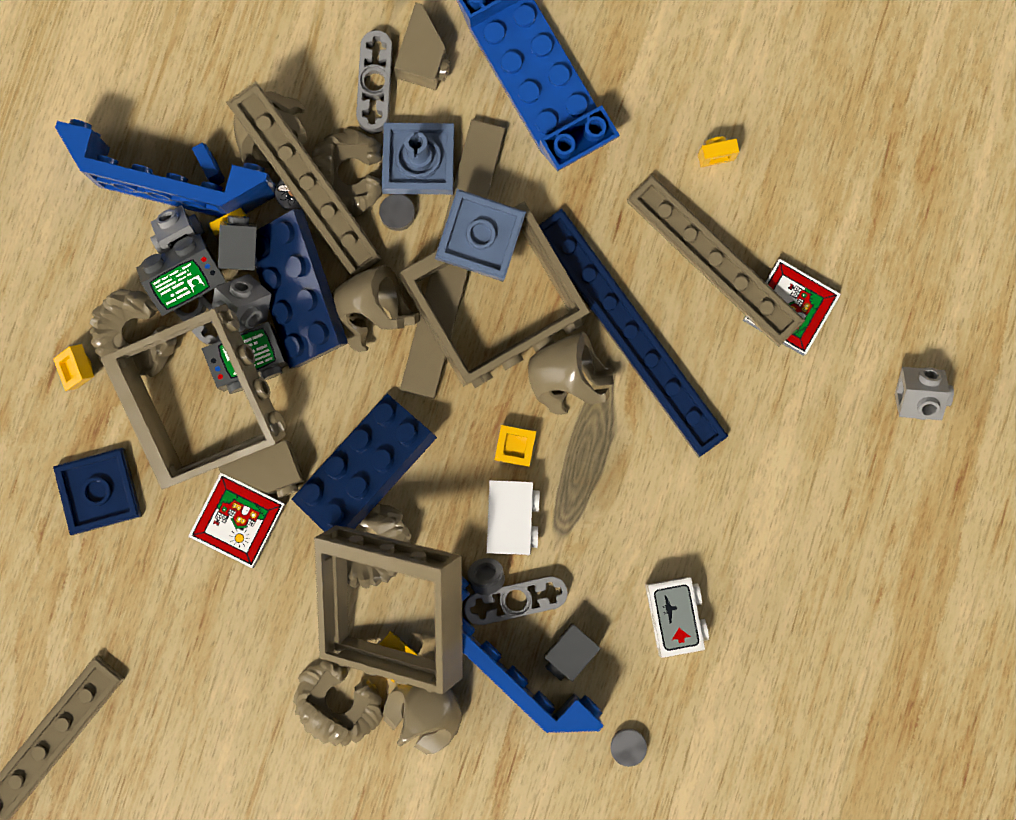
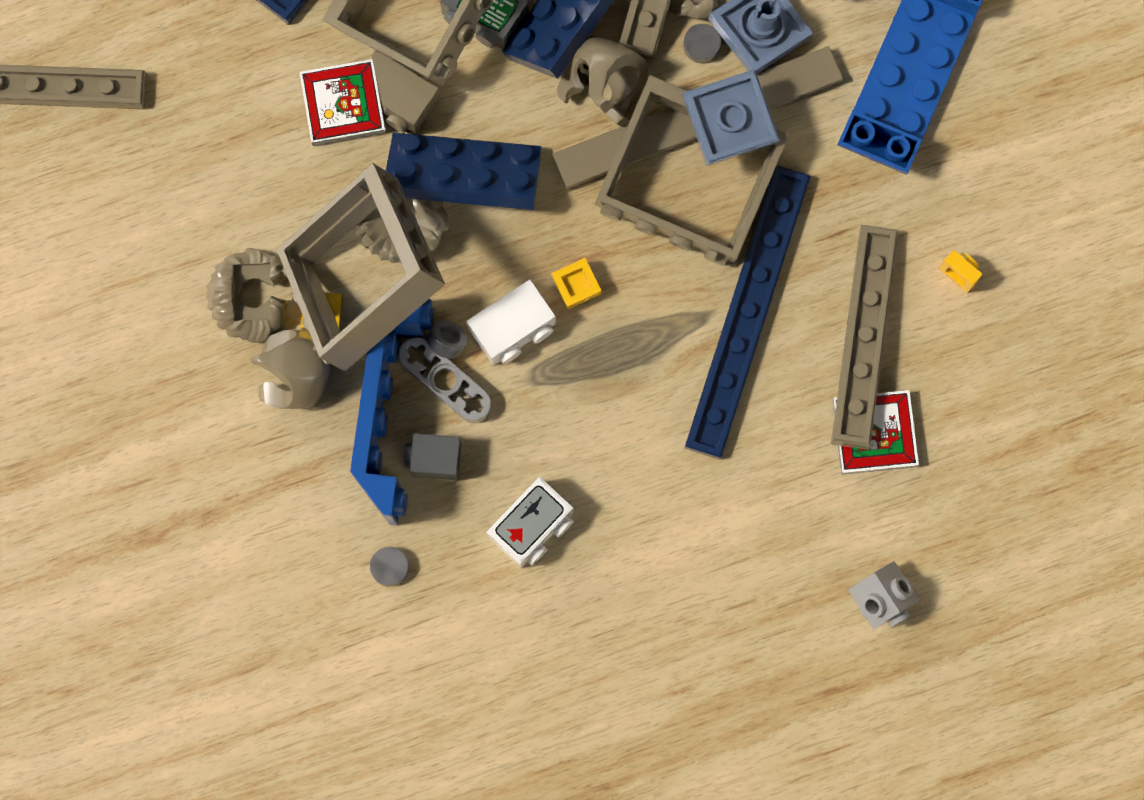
camera: 55 degrees right, 5 degrees down
(560, 370) = (660, 271): dark tan piece -> none

